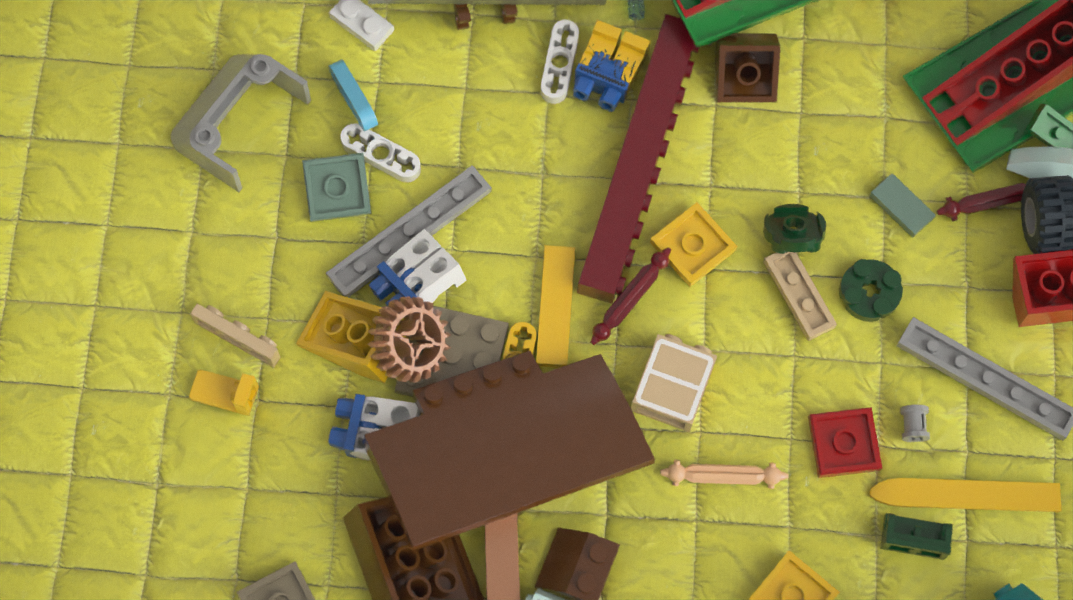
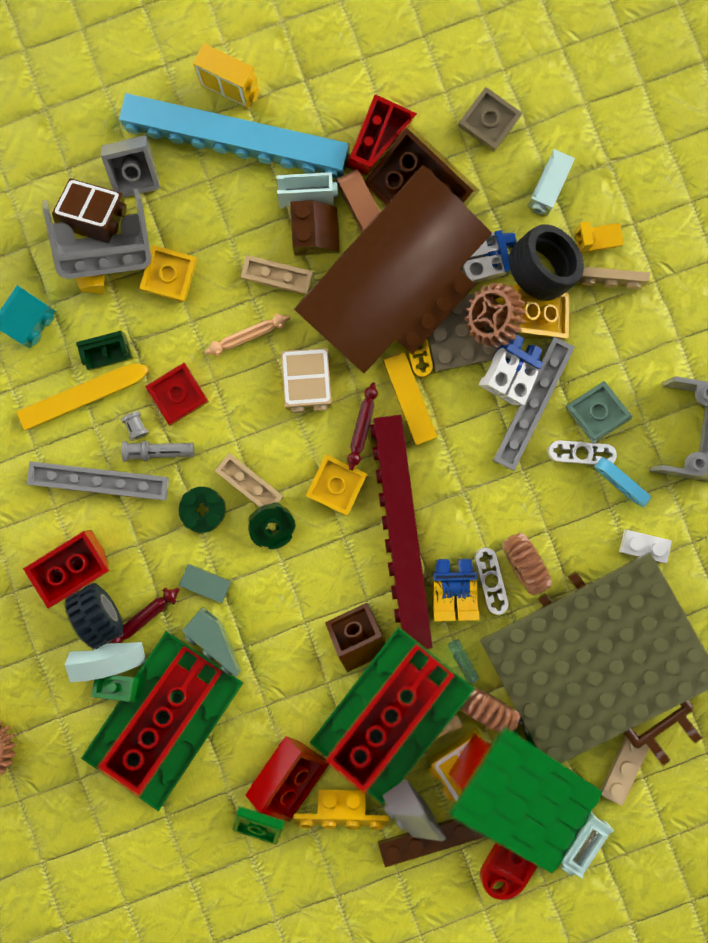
camera: 160 degrees right, 15 degrees up
(248, 484) = (551, 182): none -> light aqua window
(283, 373) = (561, 253): none -> black tyre
(513, 52) = (527, 564): none -> nougat gear
(653, 530) = (276, 275): none -> tan plate
(912, 387) = (146, 450): none -> light grey pin
(920, 142) = (211, 636): none -> sand green slope

